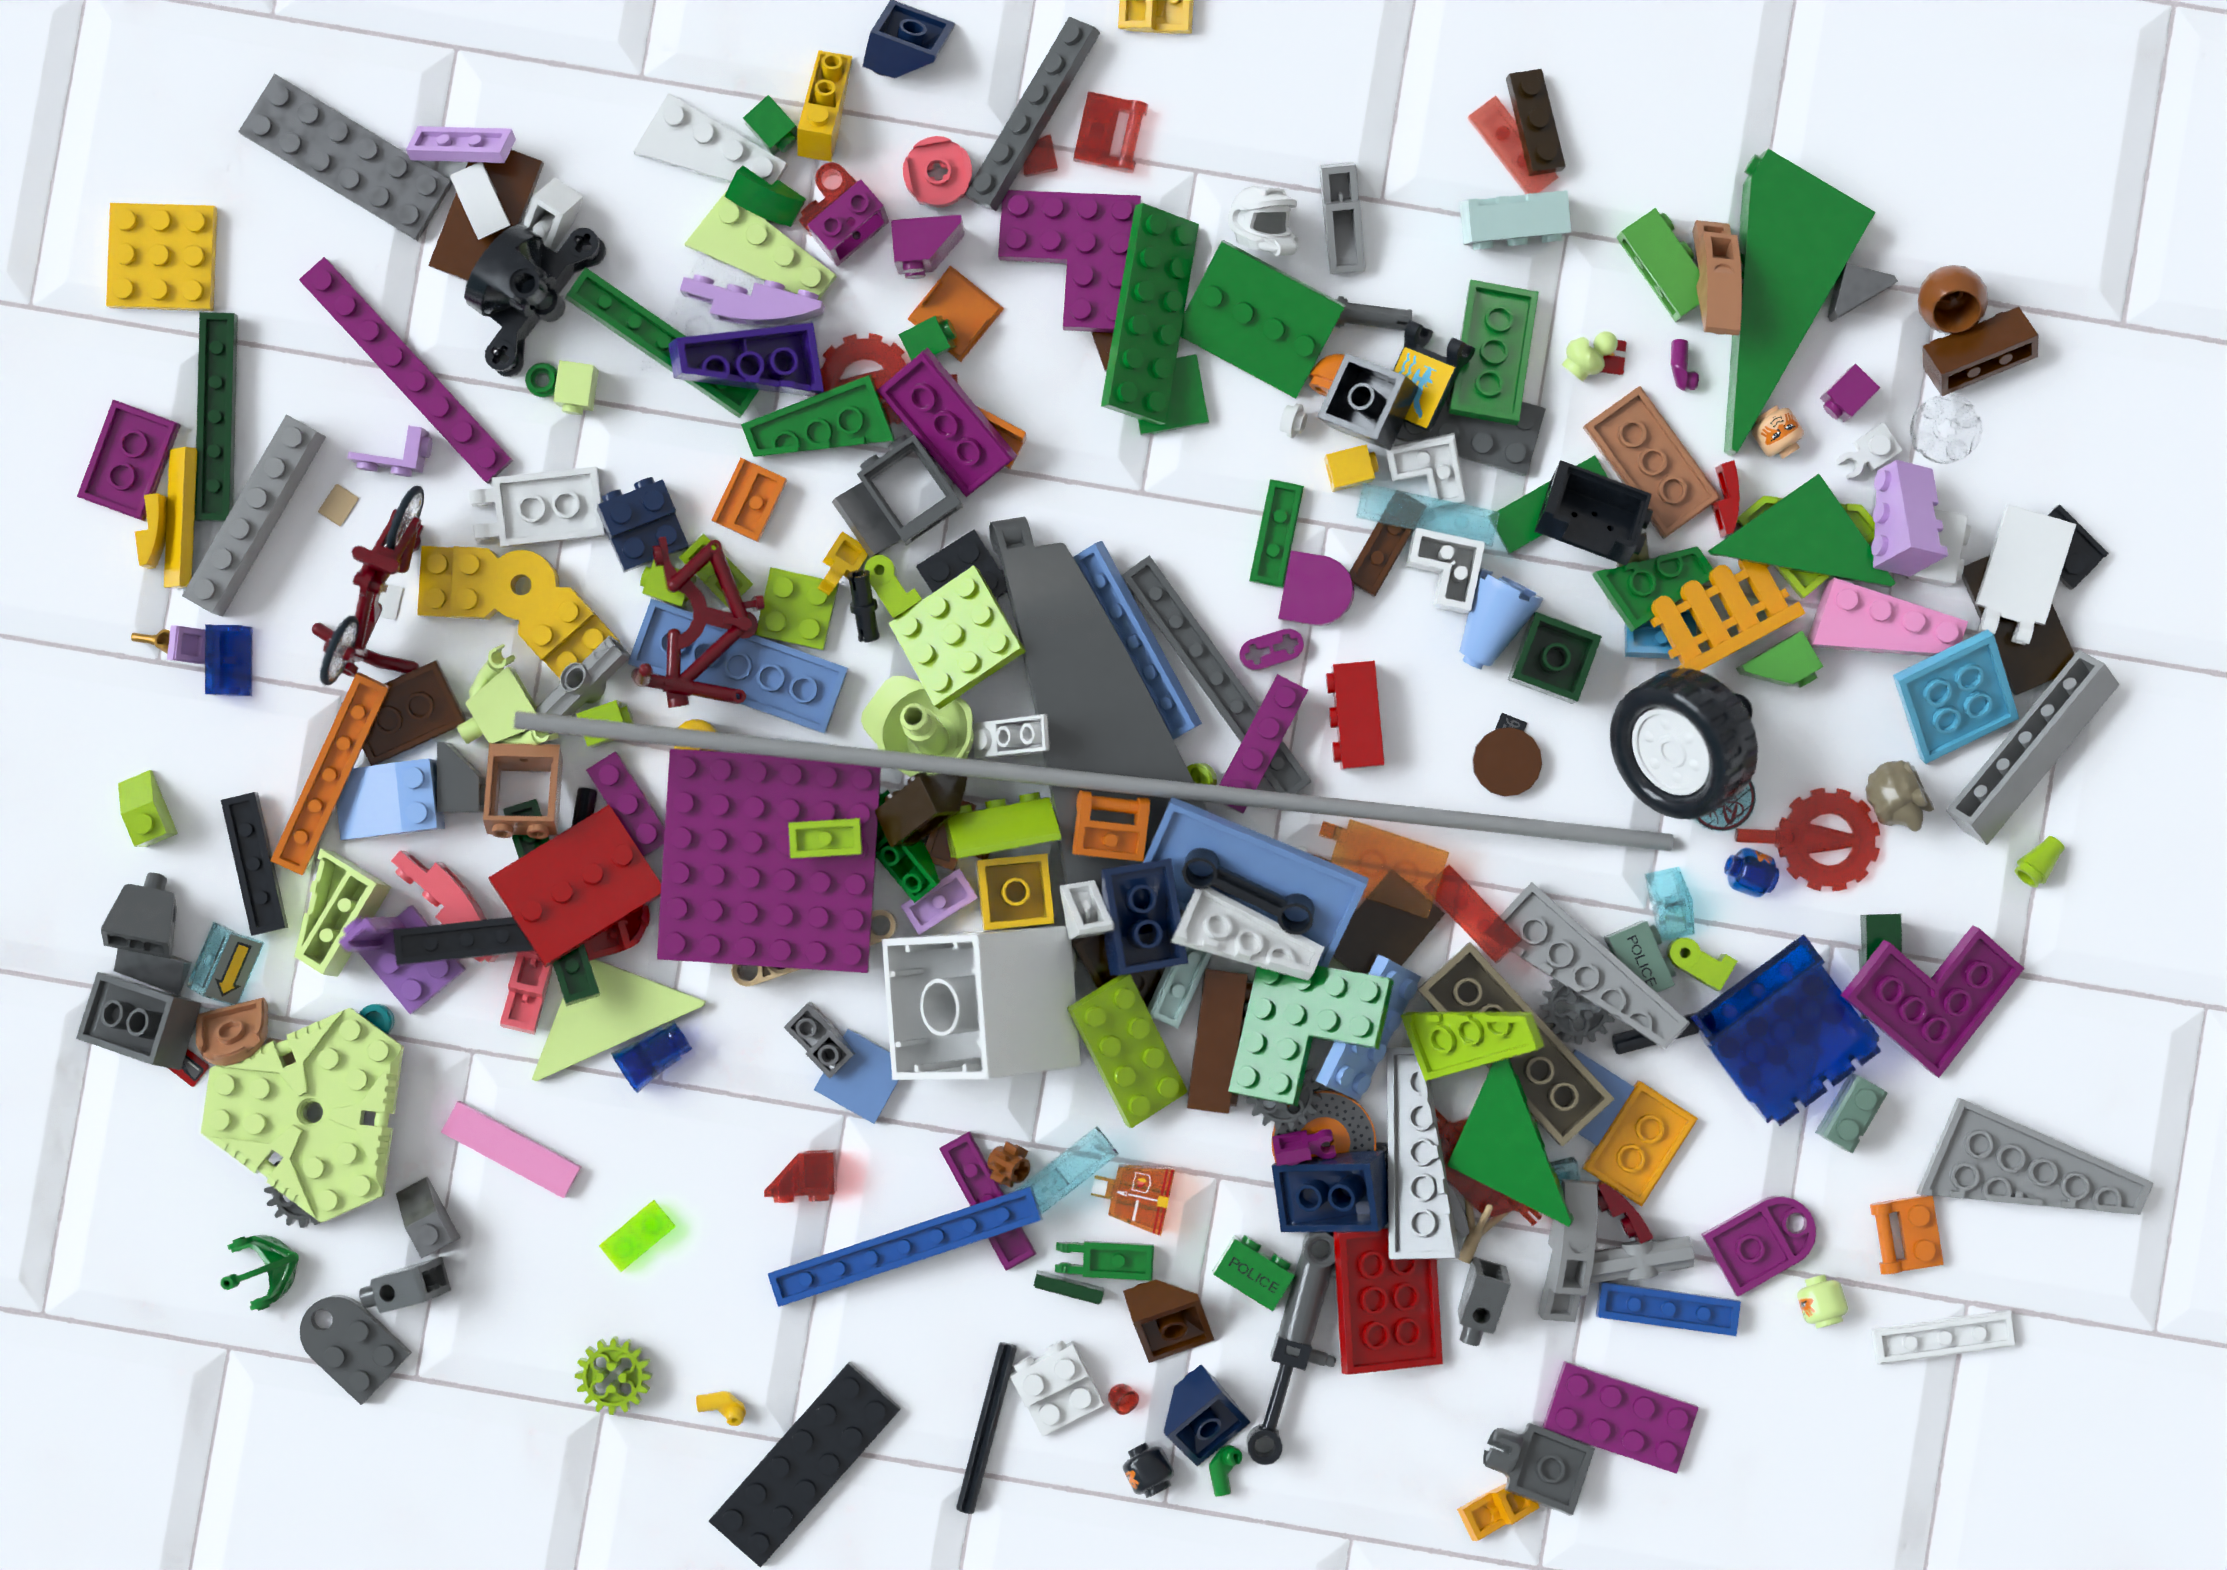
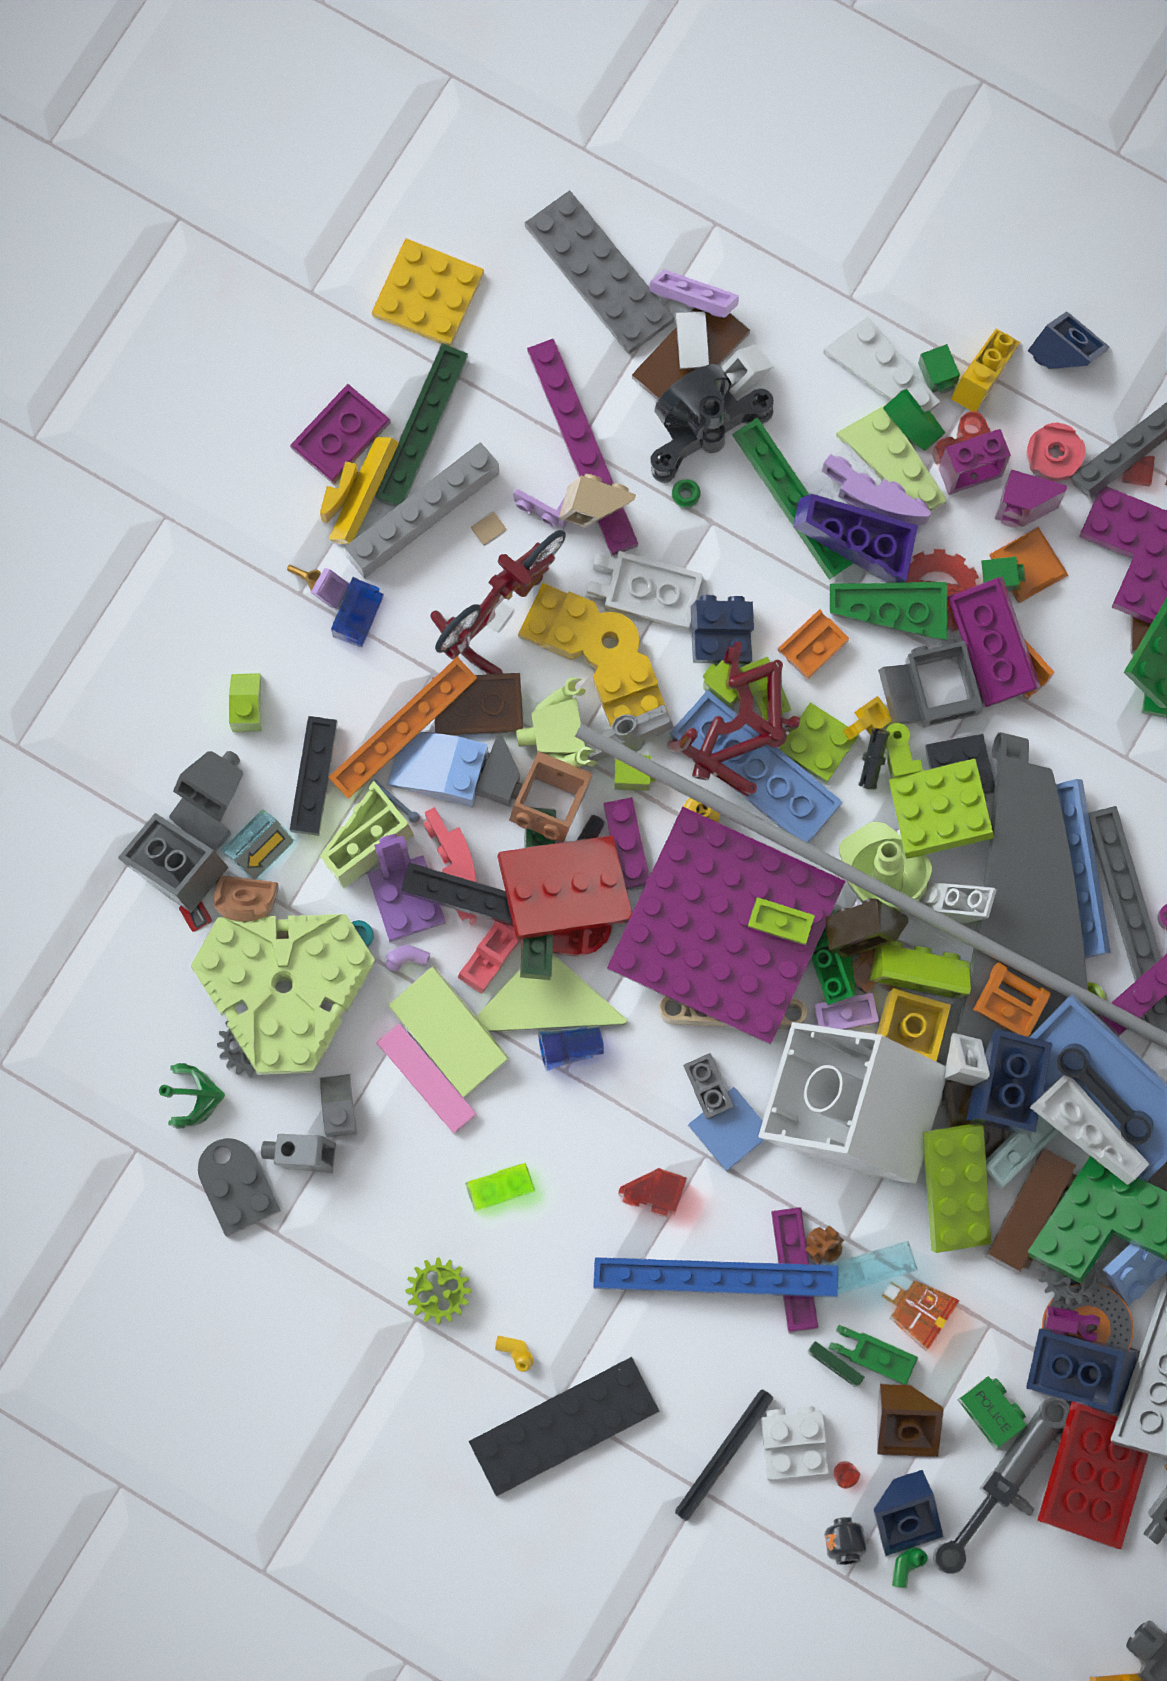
camera: 20 degrees right, 10 degrees down
(383, 865) = (412, 816): none -> sand blue hinge
(434, 1022) = (406, 953): none -> lavender arm
(435, 440) = (591, 500): none -> tan slope
(514, 1090) = (448, 1031): none -> yellowish green tile
(575, 387) = (710, 507): yellowish green brick -> none

